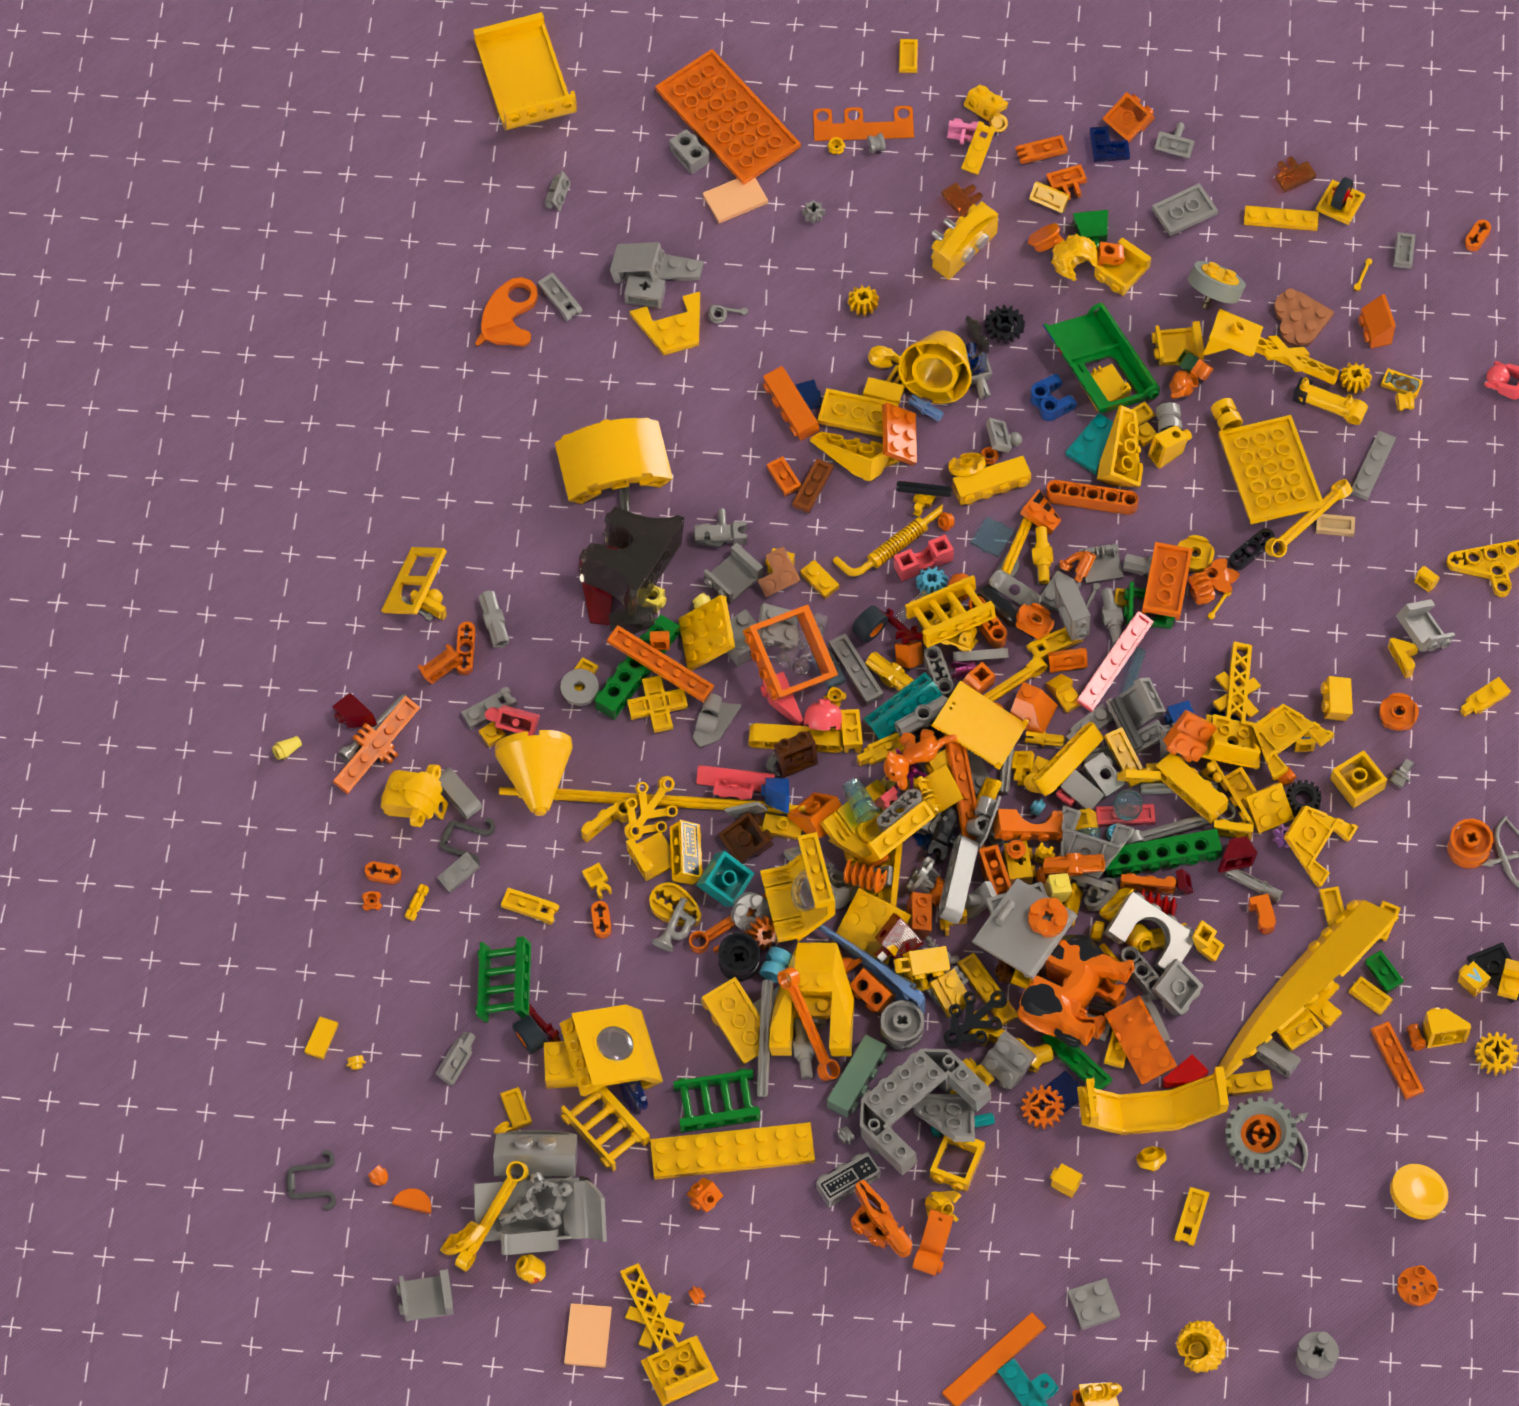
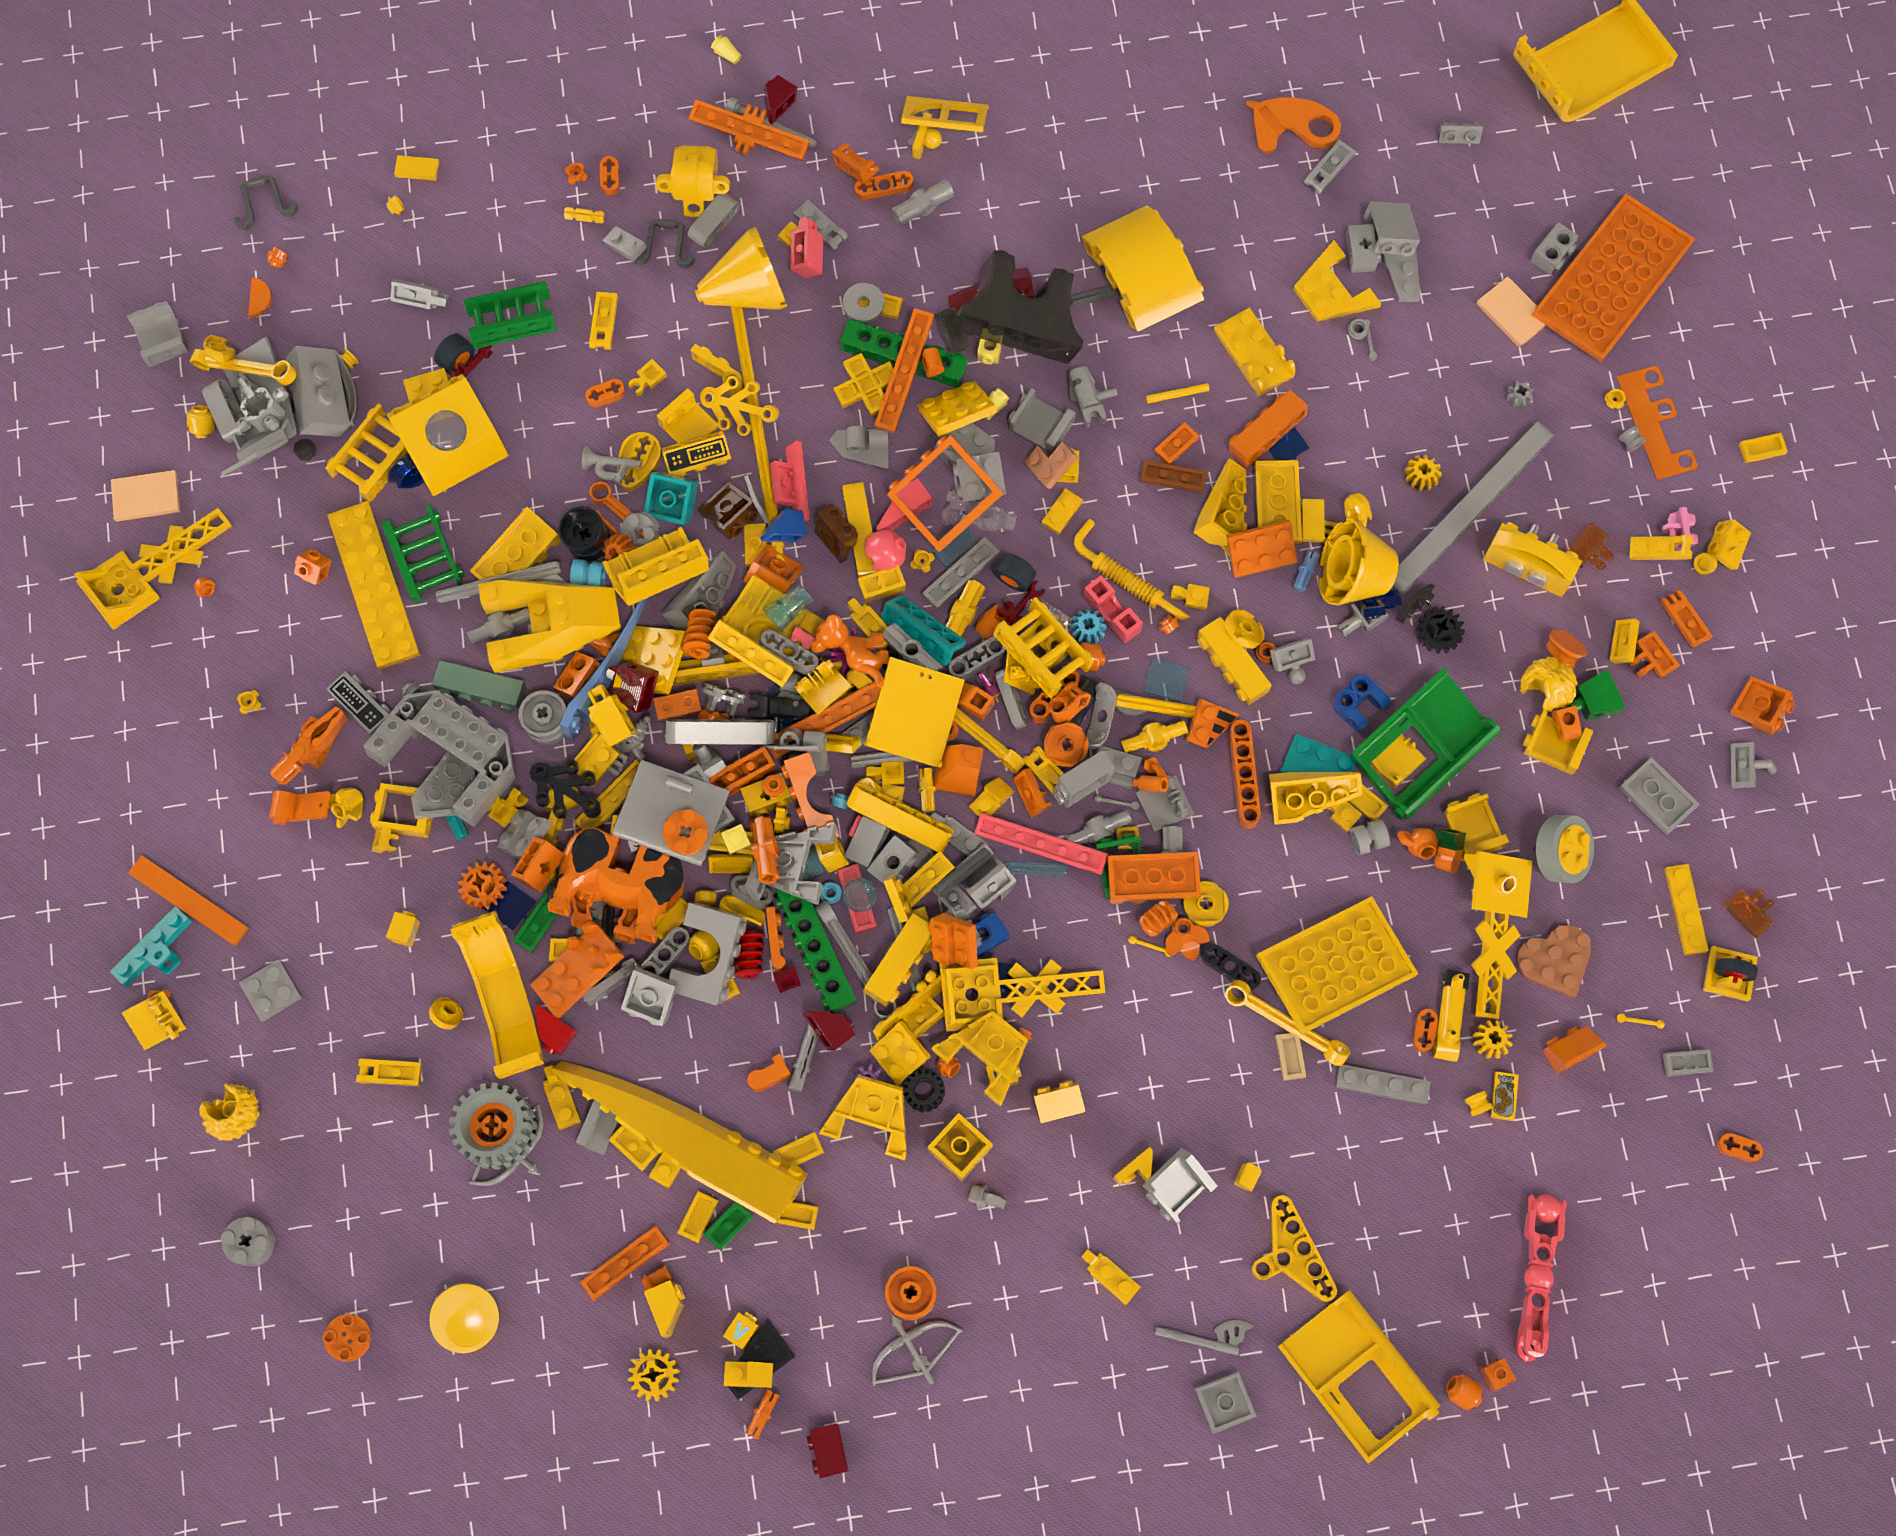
camera: 75 degrees right, 10 degrees up
(516, 1108) = (378, 366): yellow tile -> none
(715, 397) = (1255, 352): none -> yellow hinge
(735, 465) = (1177, 393): none -> yellow bar
(808, 1024) = (547, 586): orange piece -> none
(821, 1271) = (244, 697): none -> yellow plate
(898, 267) = (1472, 506): none -> light grey beam
(923, 488) = (1198, 590): black axle -> none
(980, 1183) = (381, 840): none -> yellow tile
(1002, 605) = (1068, 701): none -> orange piece
(1042, 1047) = (537, 864): none -> orange brick
(1107, 150) = (1711, 688): clear blue plate -> none
(1168, 445) = (1335, 844): yellow torso -> none
(1206, 942) = (714, 1018): yellow slope -> none
(1226, 414) = (1395, 900): yellow wheel -> none
(1232, 829) = (865, 1009): yellow plate -> none
(1336, 424) = (1430, 1031): none -> orange beam
(1394, 721) = (1072, 1168): orange plate -> none

